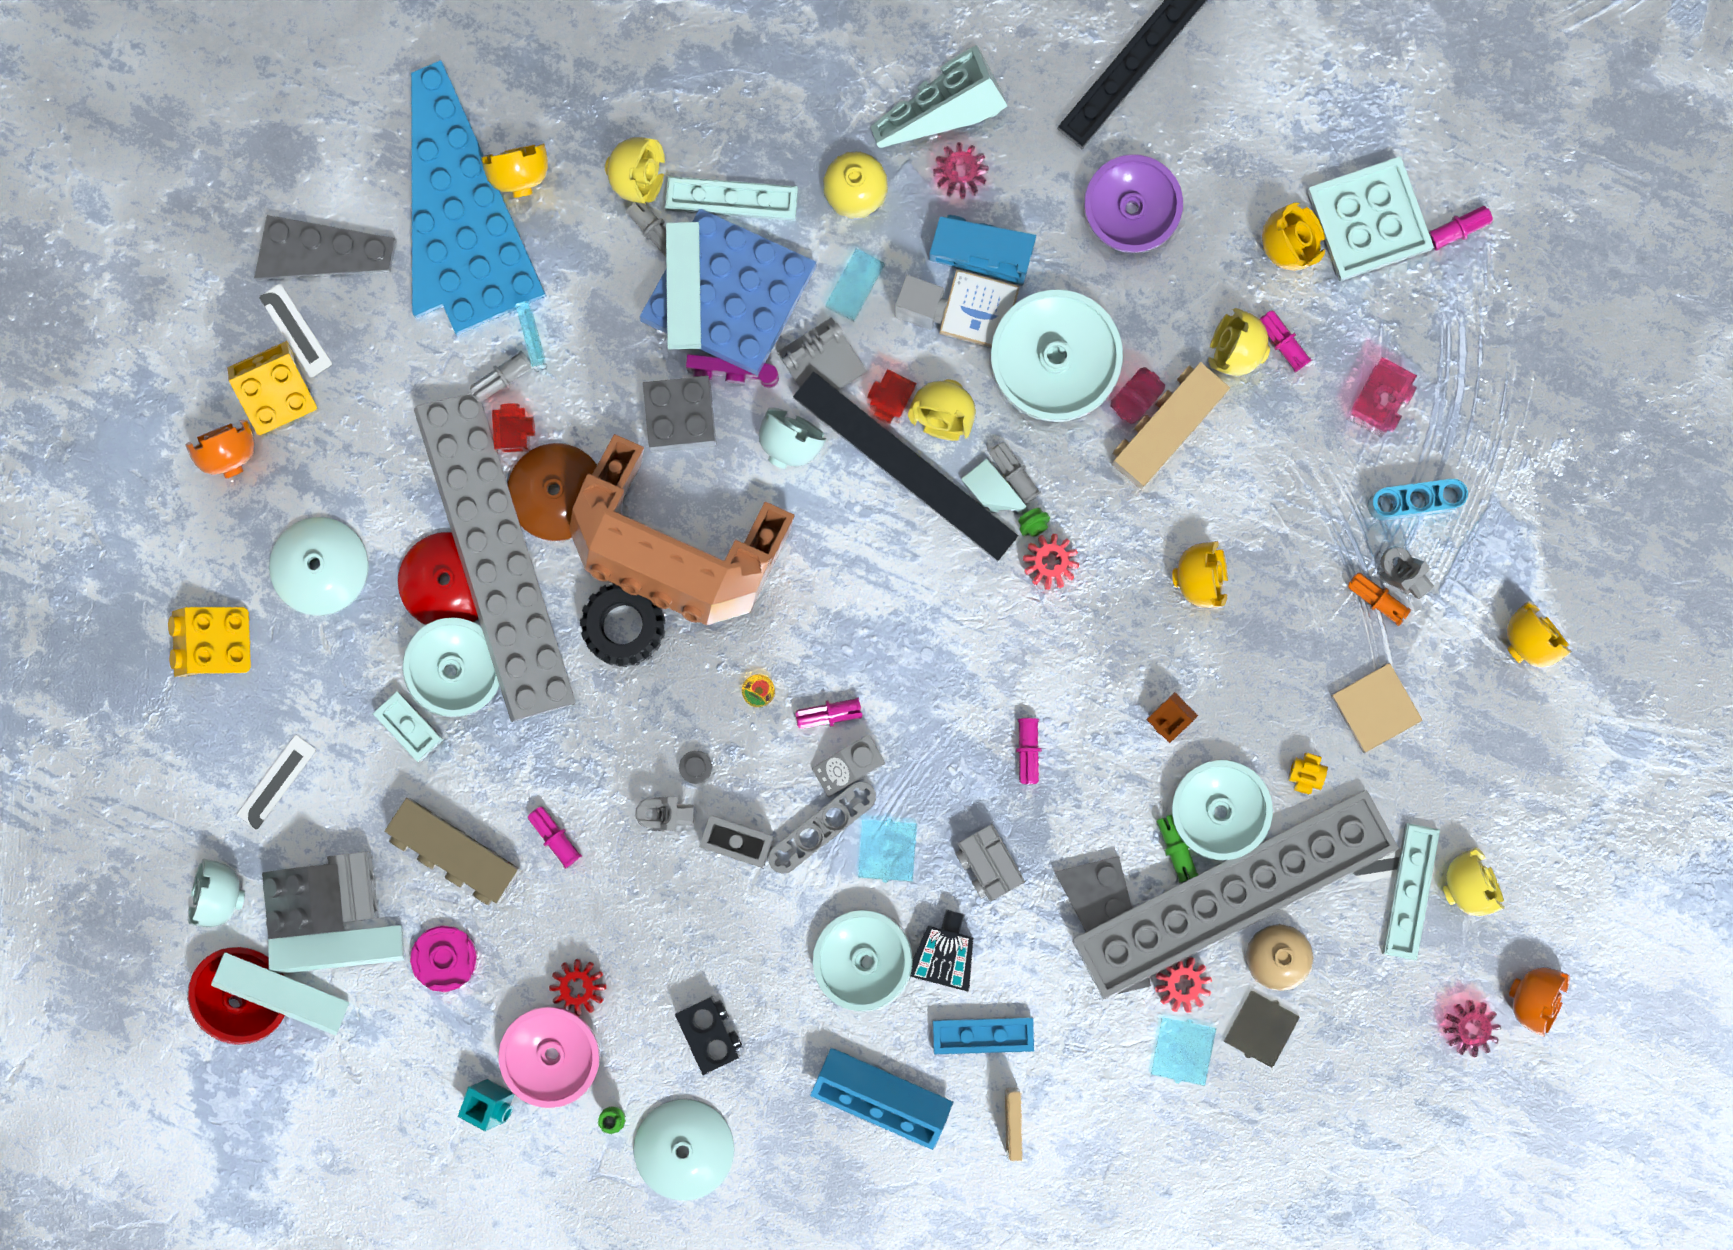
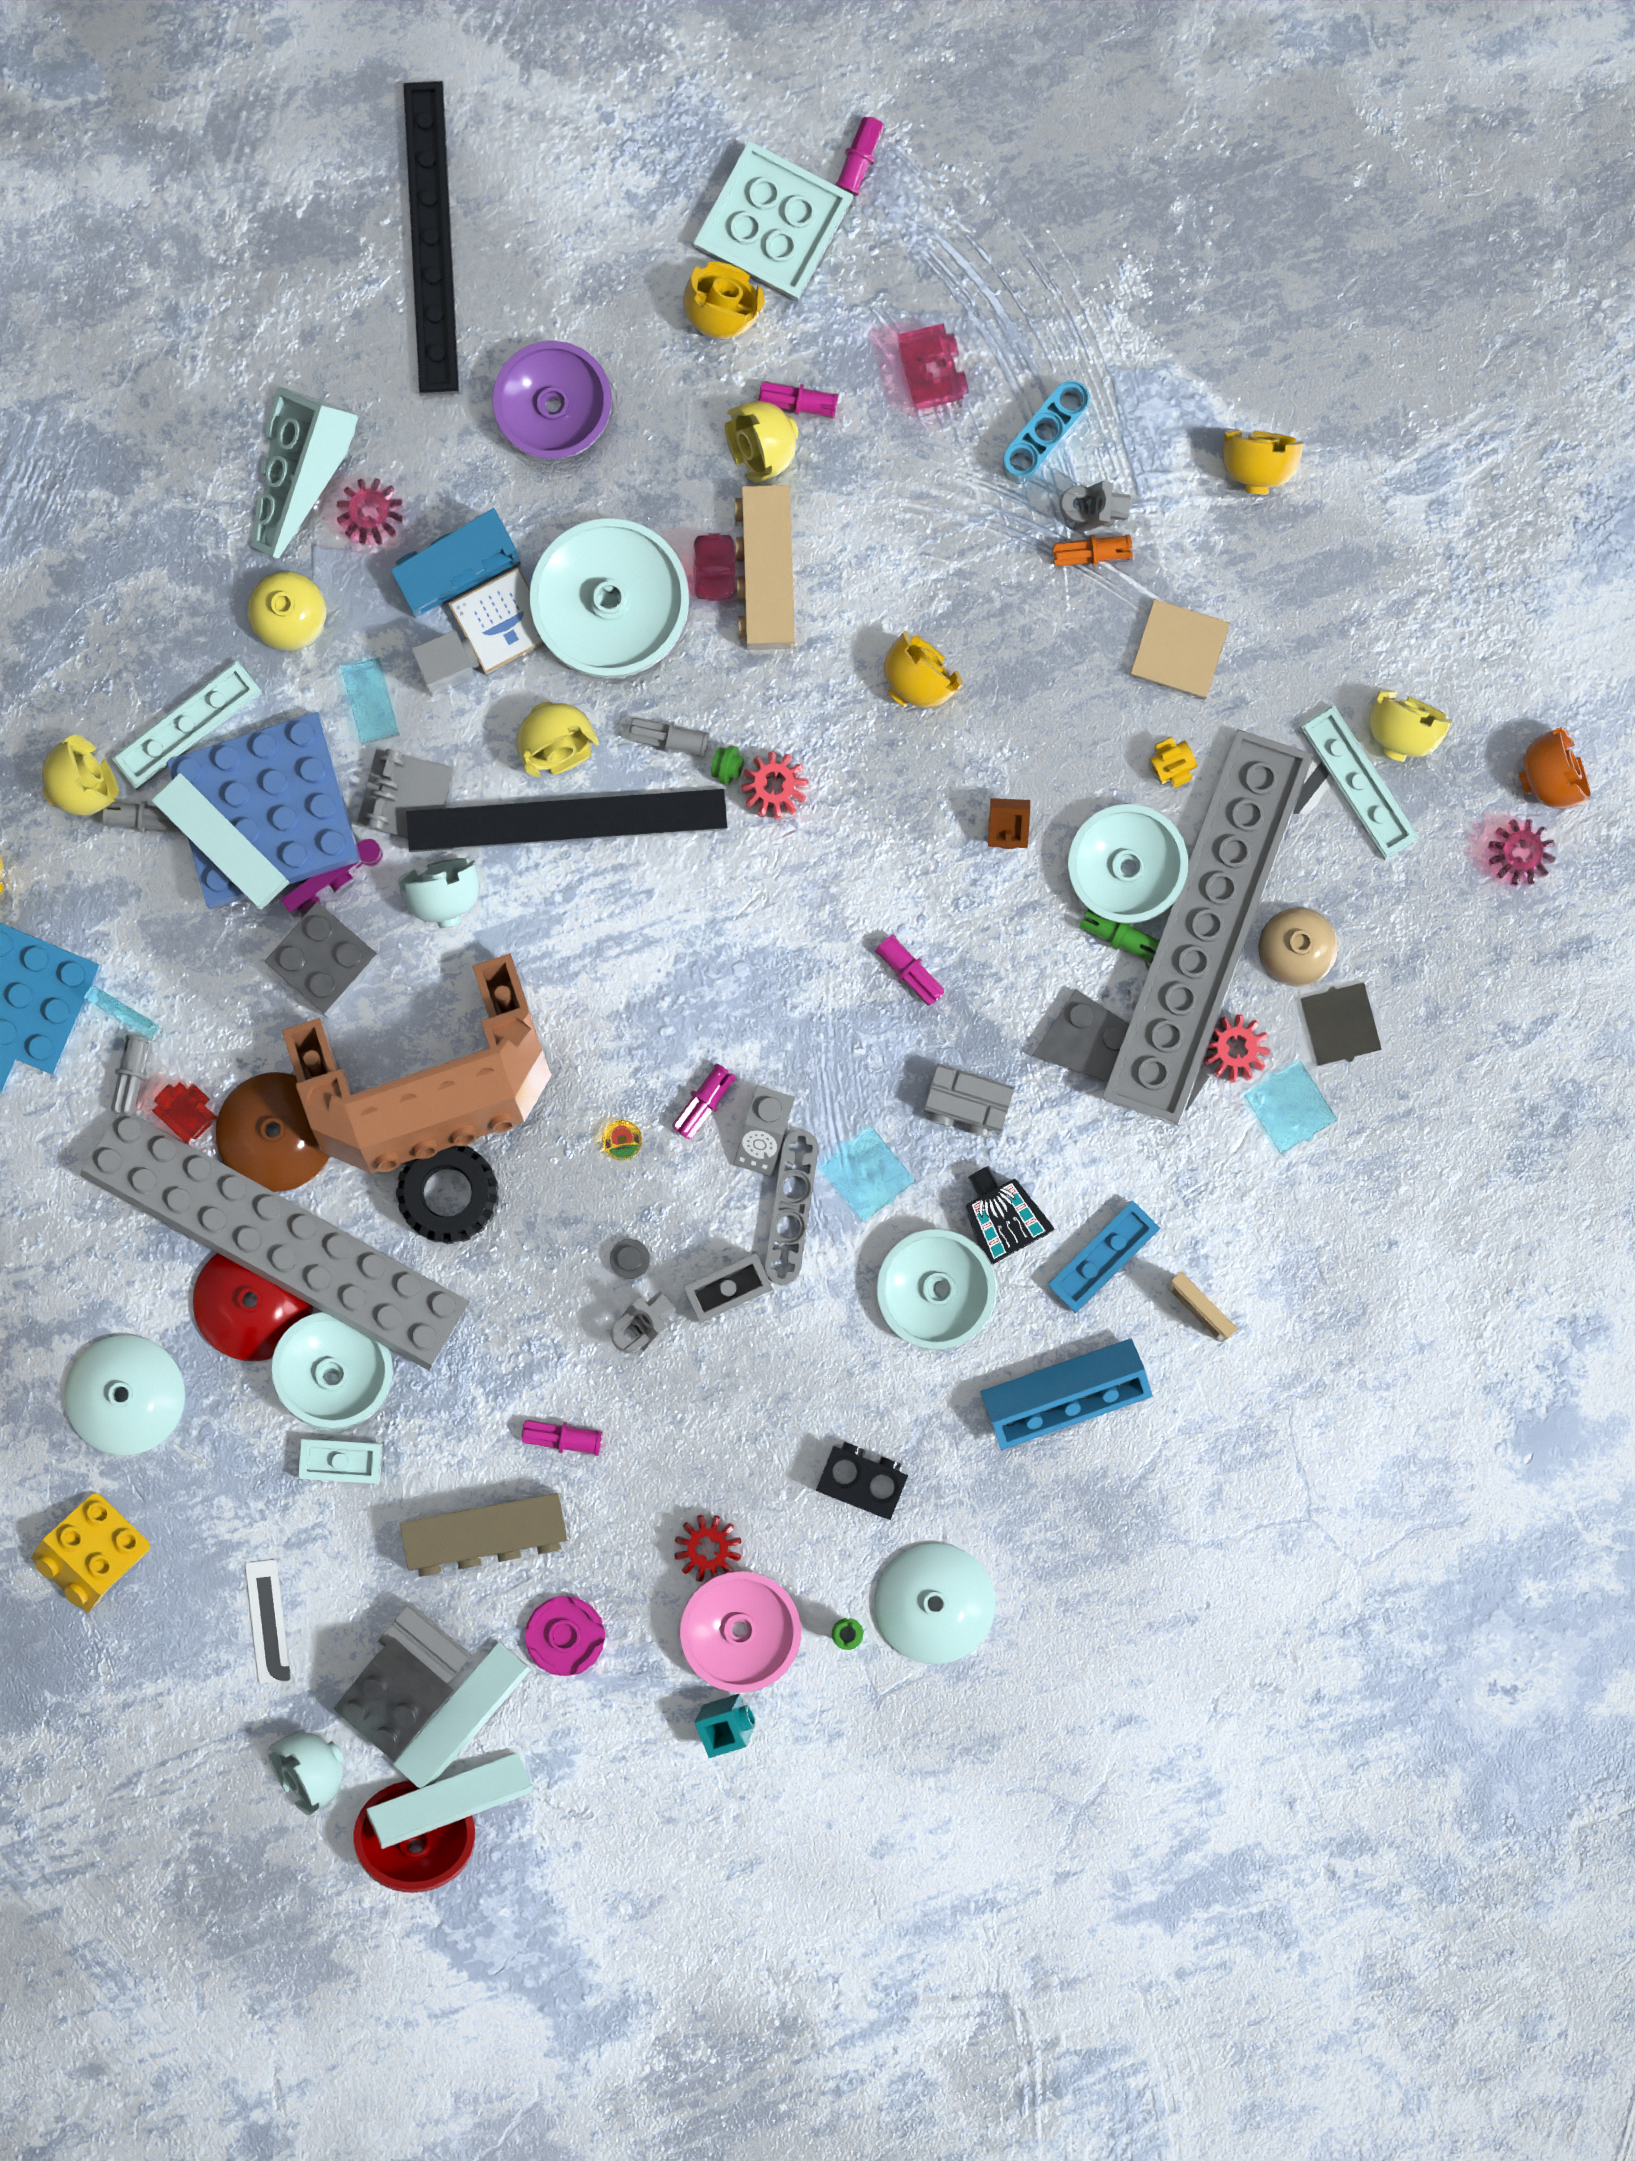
camera: 45 degrees left, 0 degrees up
(891, 397) = (496, 770): clear red brick -> none
(992, 489) = (663, 769): light aqua slope -> none

